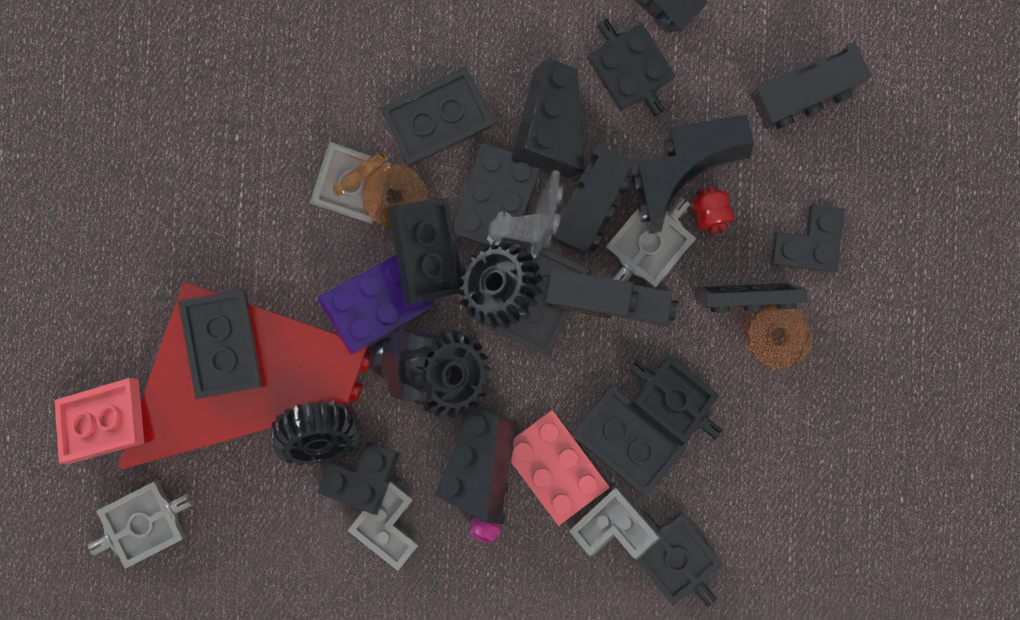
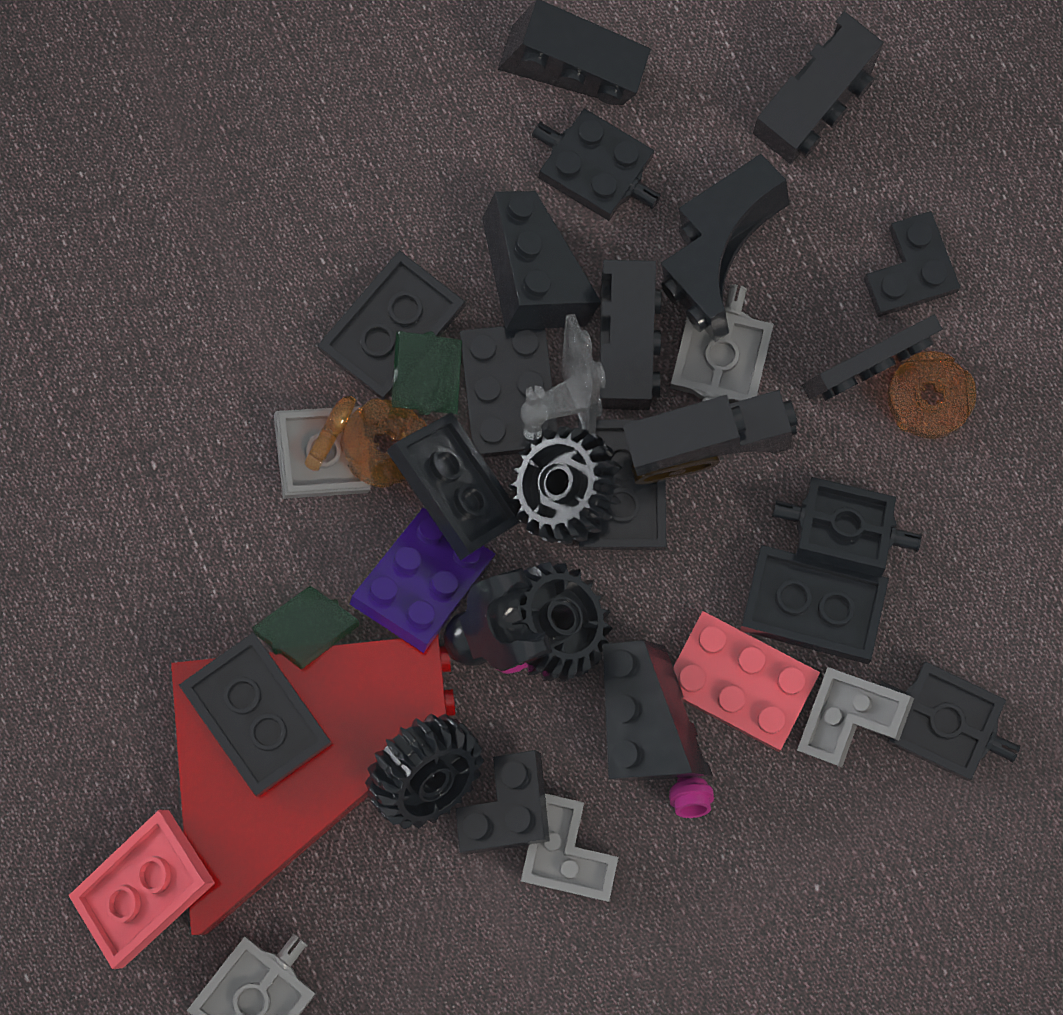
camera: 30 degrees left, 10 degrees down
(283, 298) = (305, 627): none -> clear green piece
(444, 162) = (426, 373): none -> clear green piece
(712, 210) = (776, 283): red piece -> none

